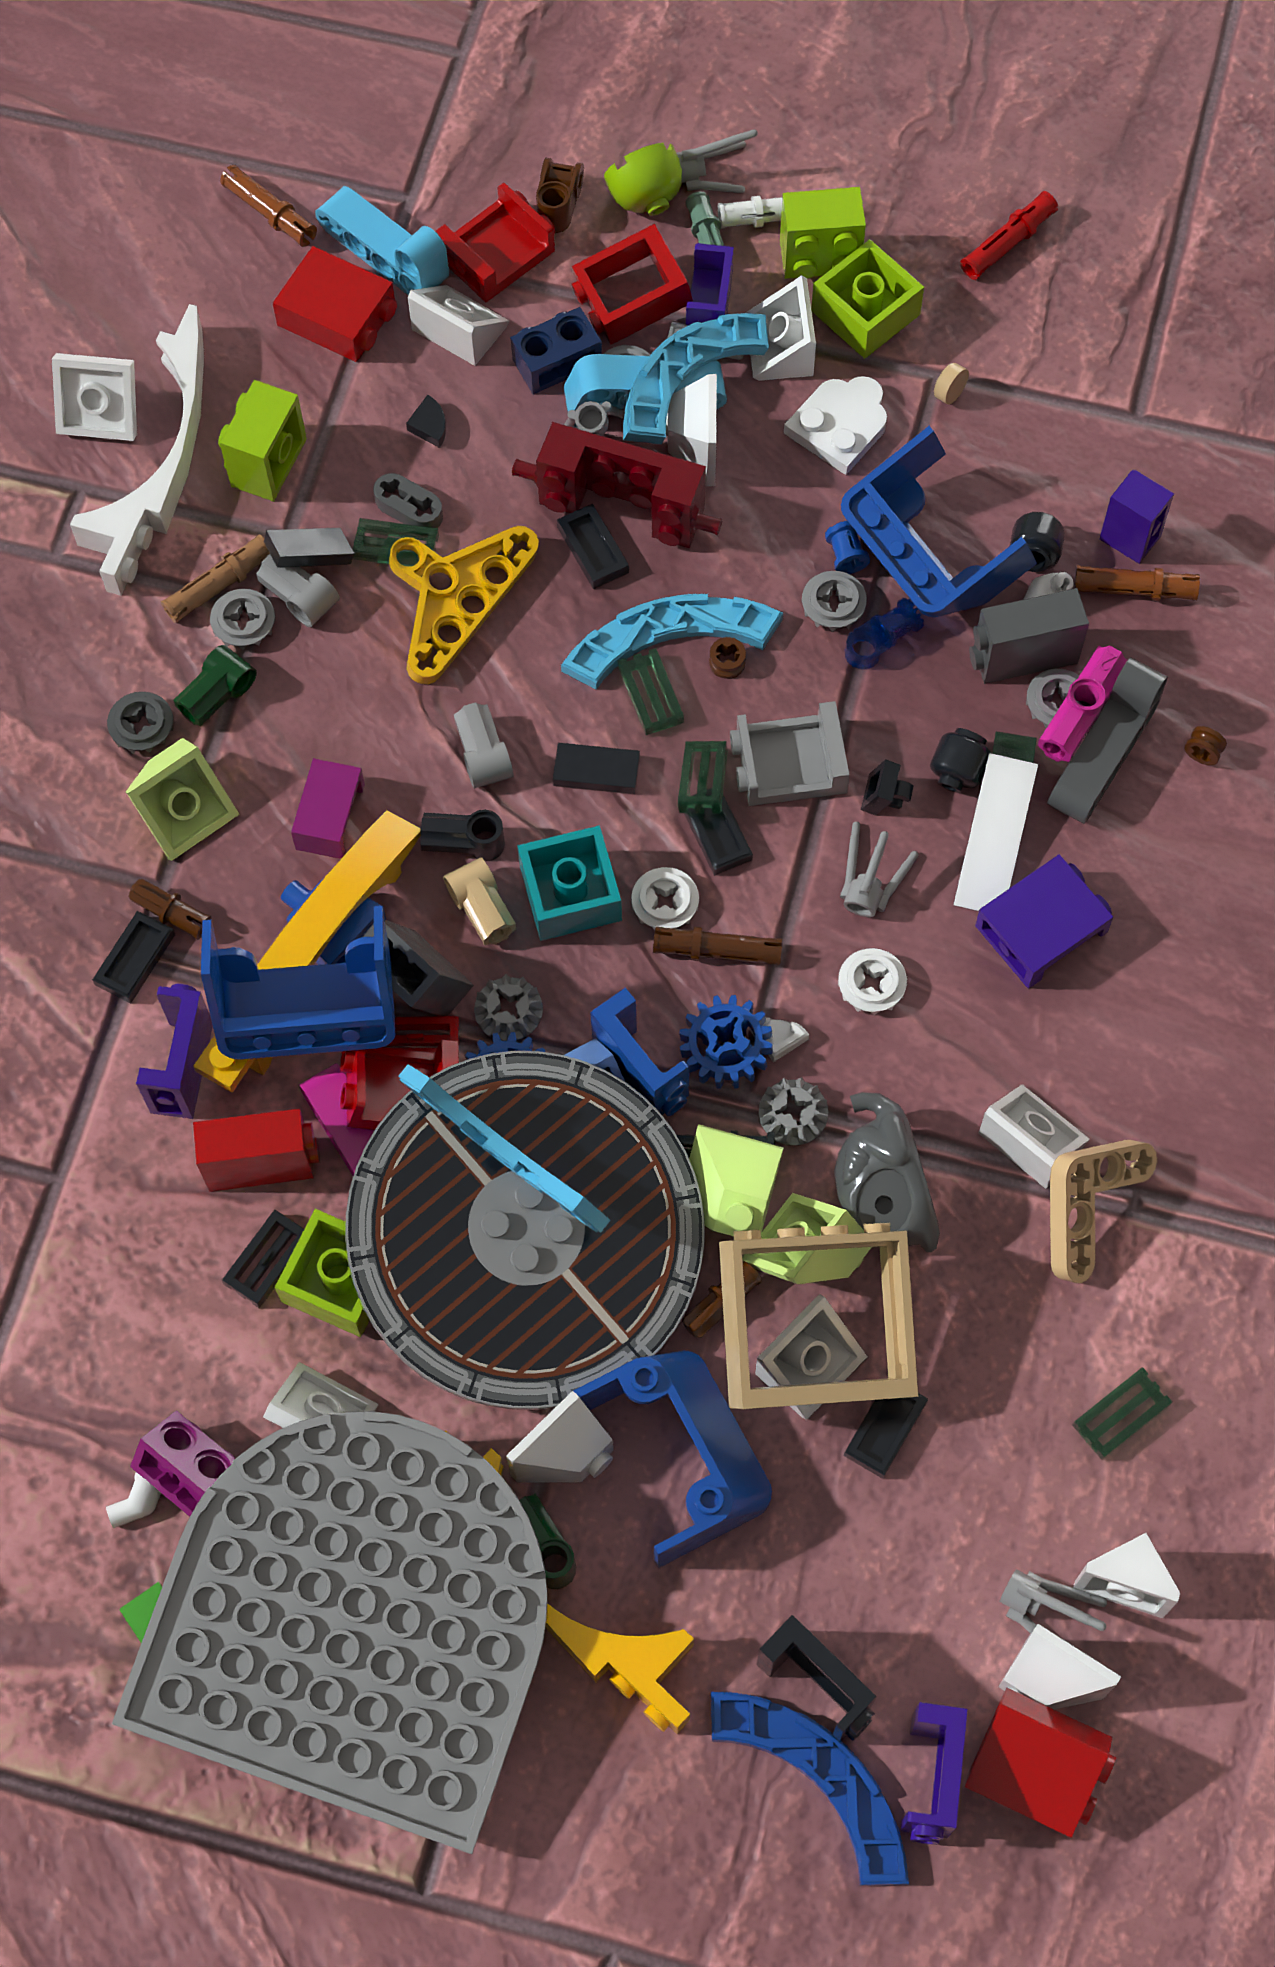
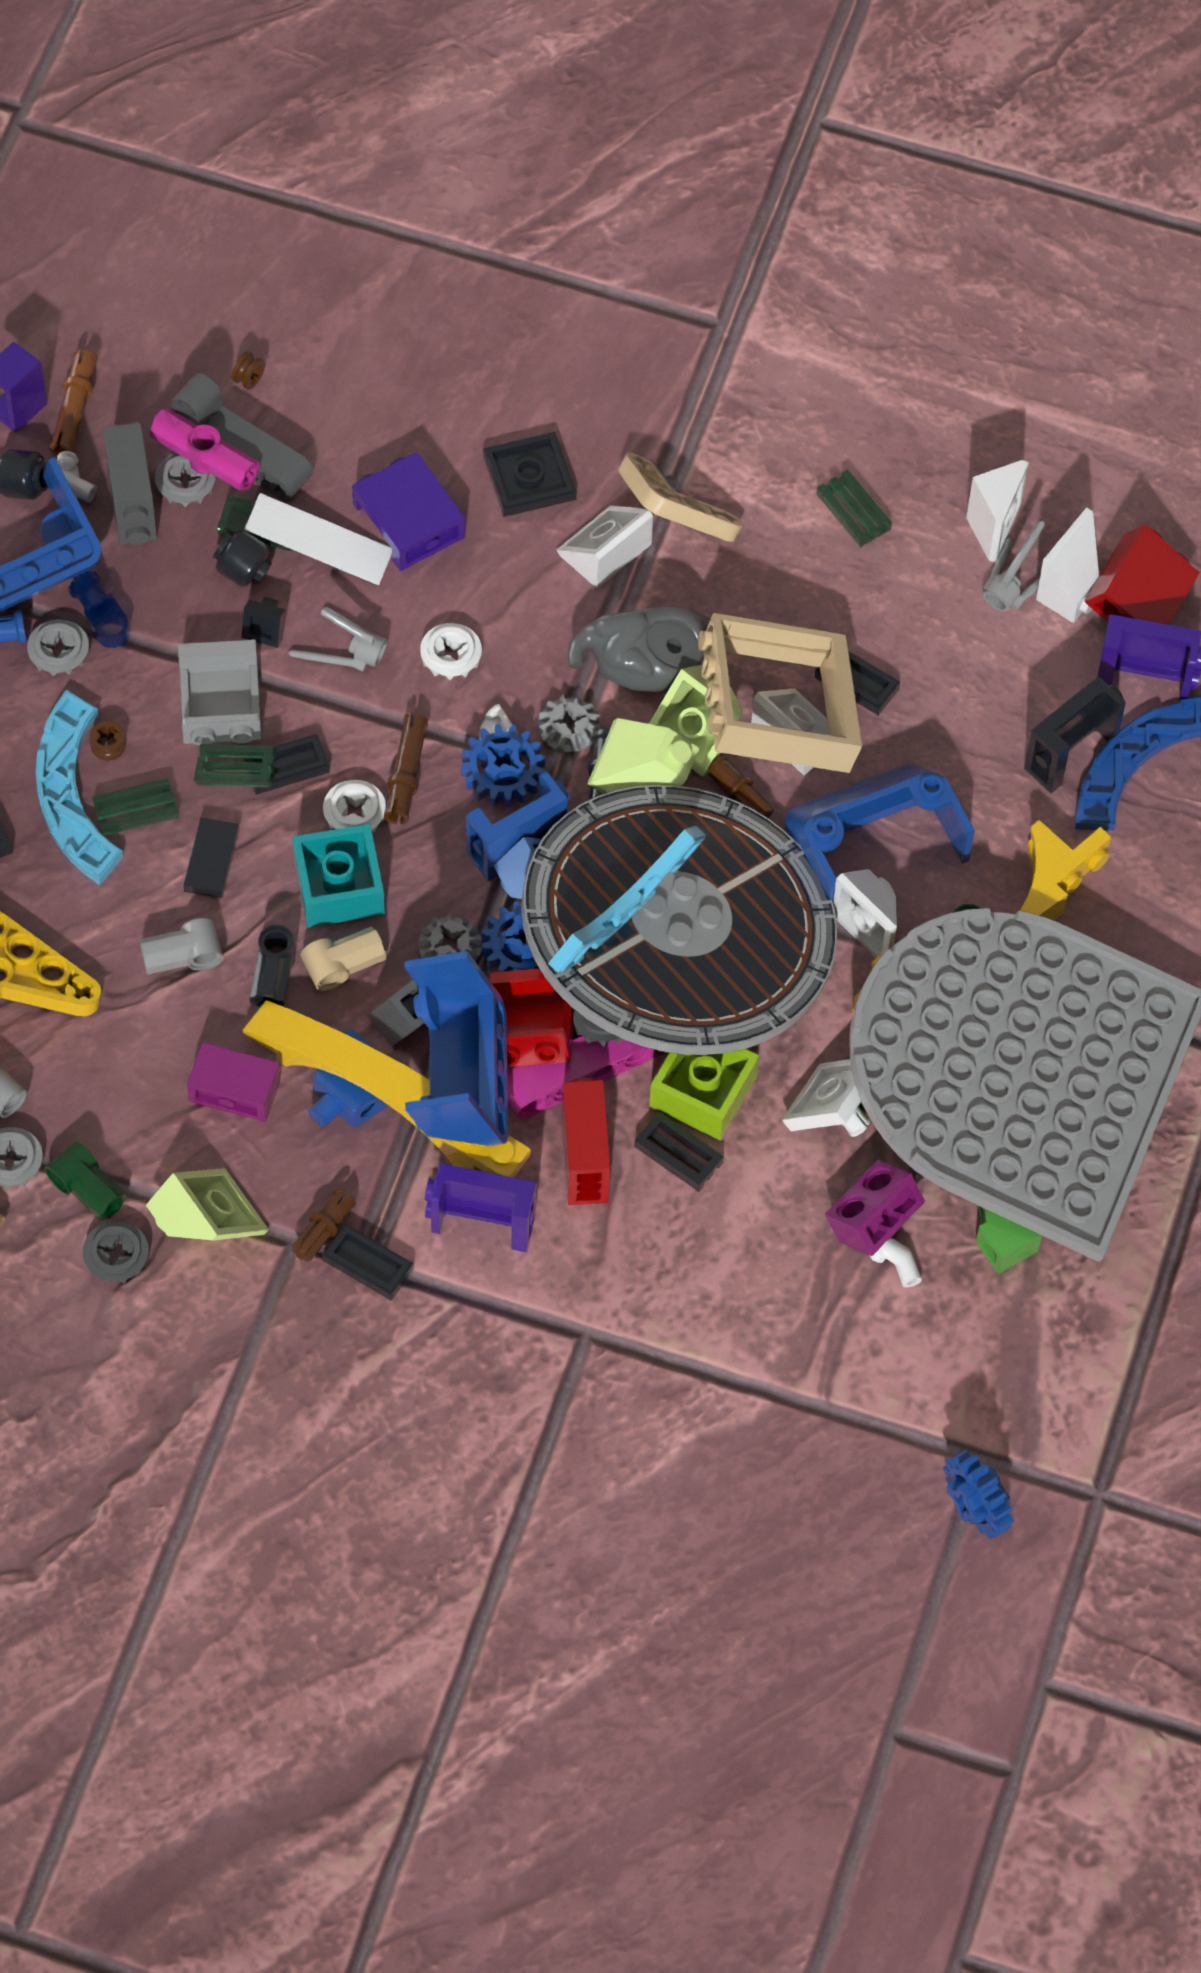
camera: 90 degrees left, 5 degrees down
(1118, 1048) = (529, 474): none -> black tile

